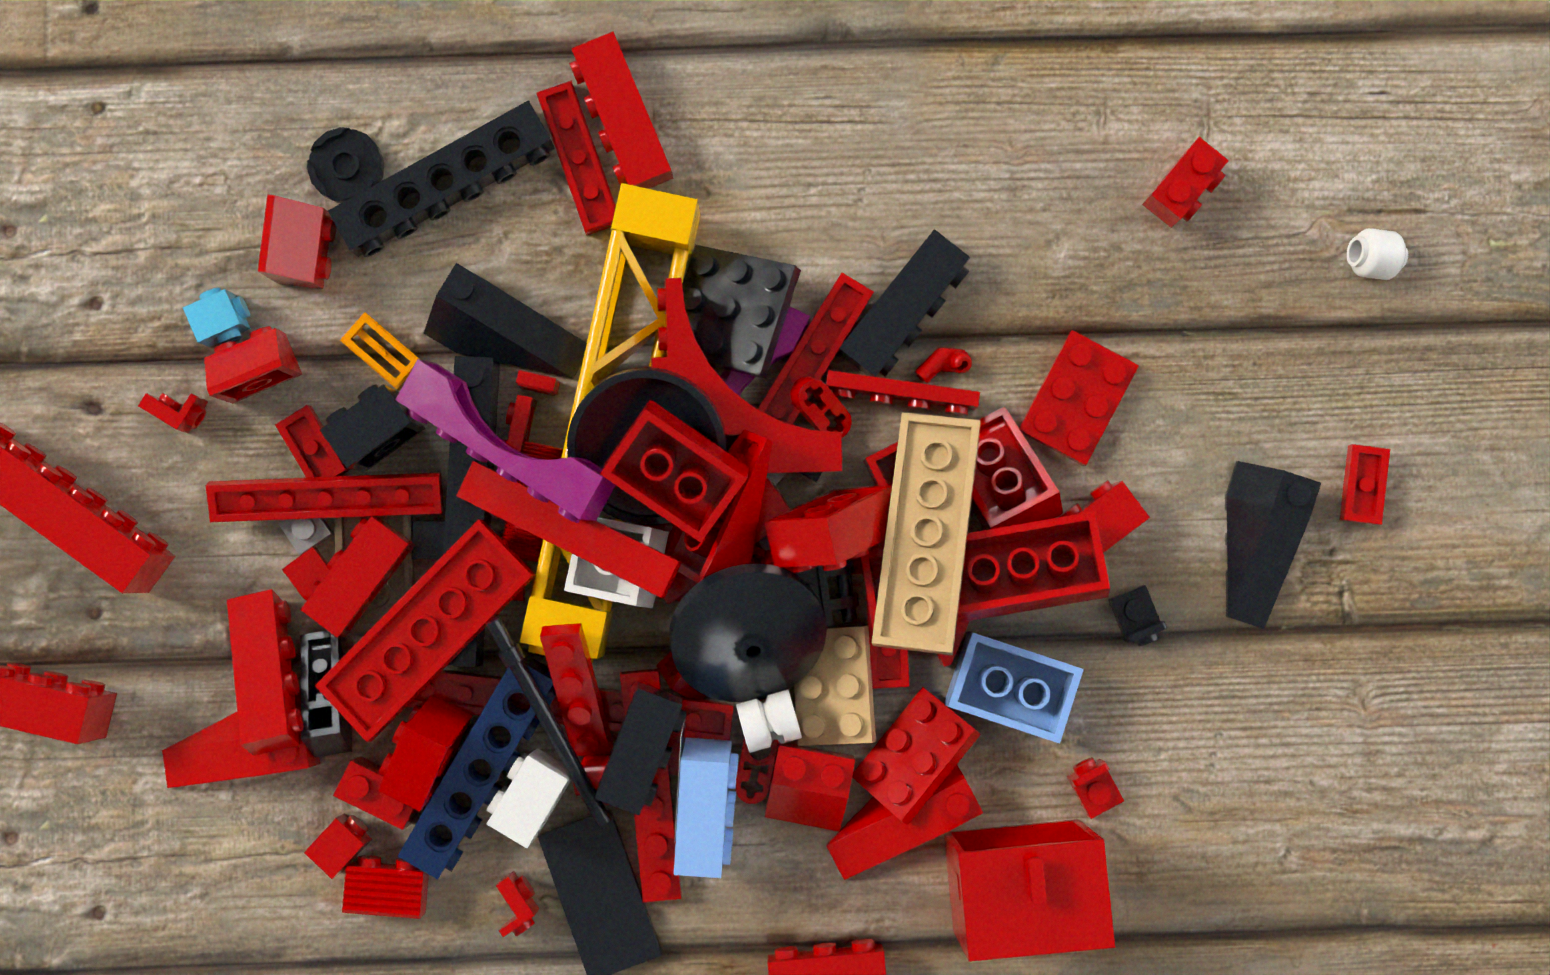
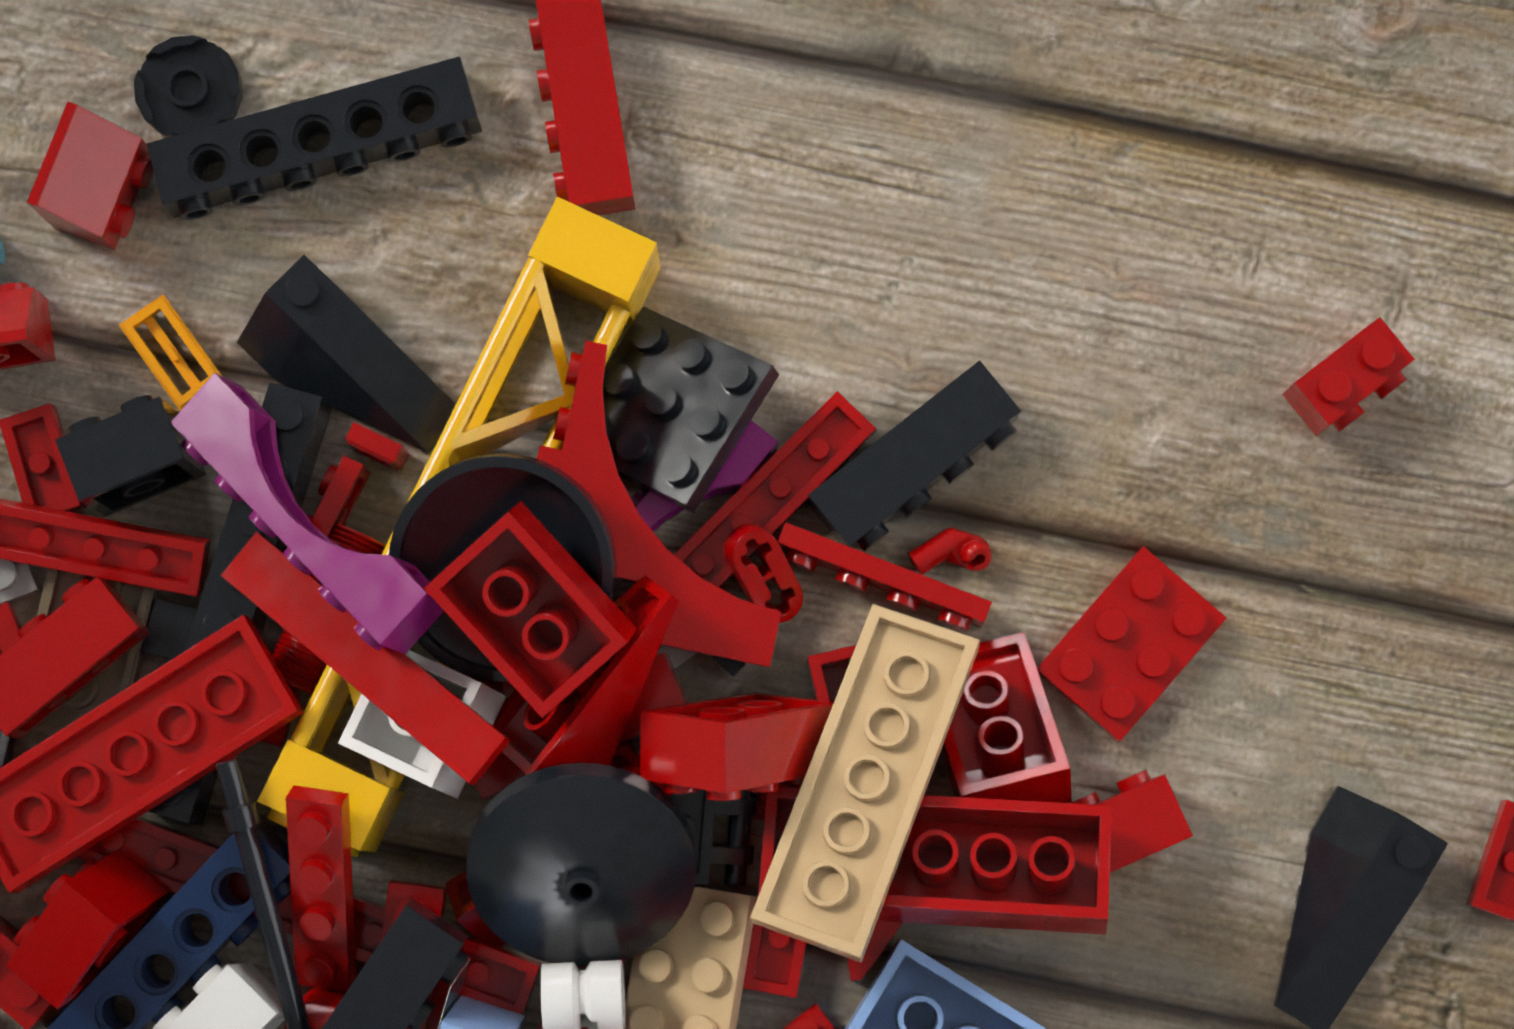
camera: 15 degrees right, 5 degrees down
(578, 157) = (510, 148): red tile -> none
(1137, 616) = (1145, 974): black bracket -> none

